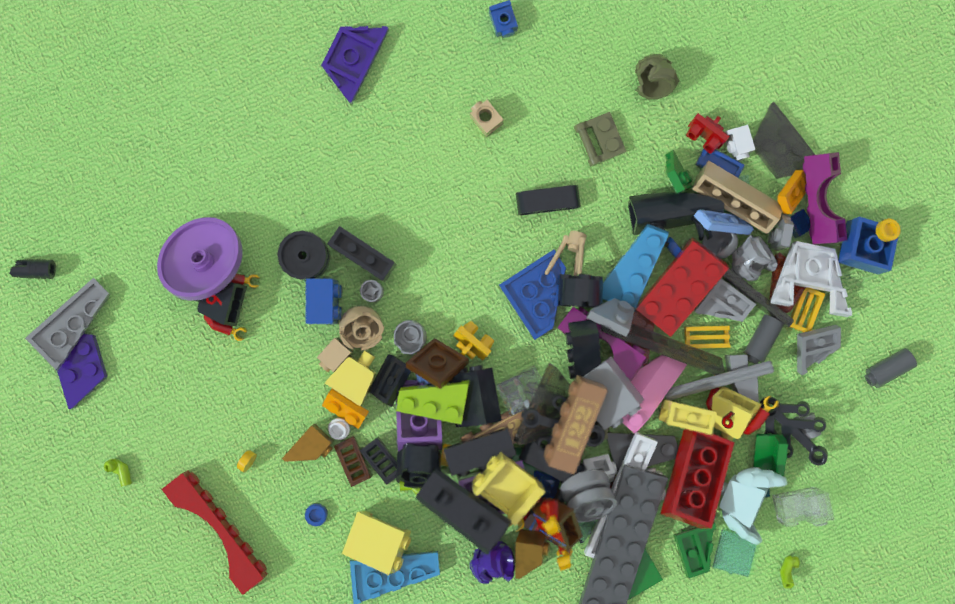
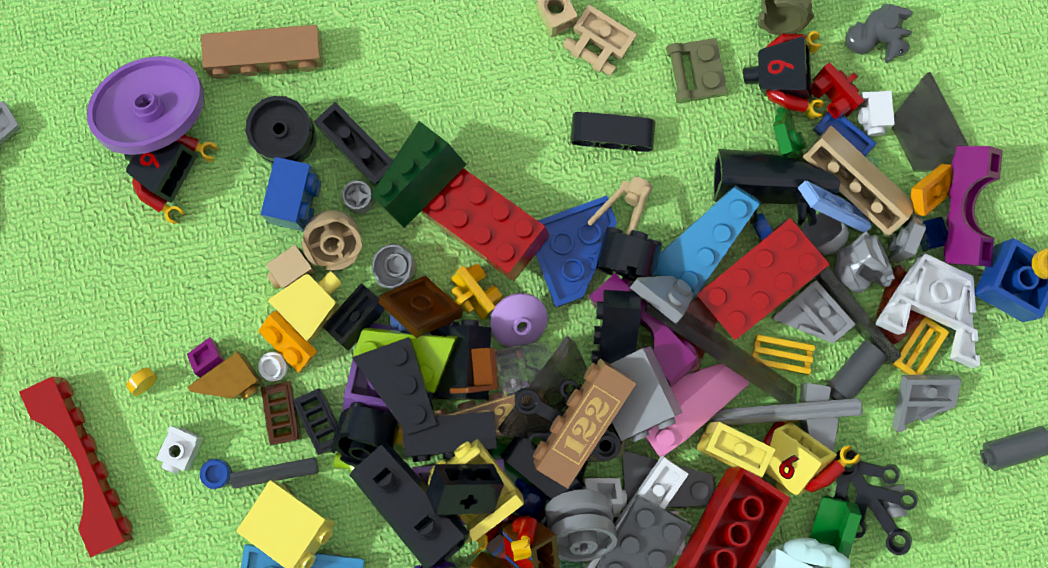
camera: 10 degrees right, 5 degrees down
(274, 197) = (262, 51): none -> medium nougat brick
(288, 433) = (205, 357): none -> magenta plate
(289, 496) = (189, 445): none -> white brick
(358, 504) = (274, 472): none -> dark grey axle
(412, 267) = (417, 174): none -> dark green wedge
(435, 423) = (400, 384): none -> black wing
(468, 289) = (487, 224): none -> red brick
(495, 403) = (484, 371): none -> dark orange bracket
(500, 491) = (464, 489): none -> black brick
(505, 350) = (514, 310): none -> lavender dish
(525, 126) = (603, 32): none -> tan plate
(667, 127) = (786, 72): none -> black torso
(731, 75) = (881, 26): none -> dark grey animal

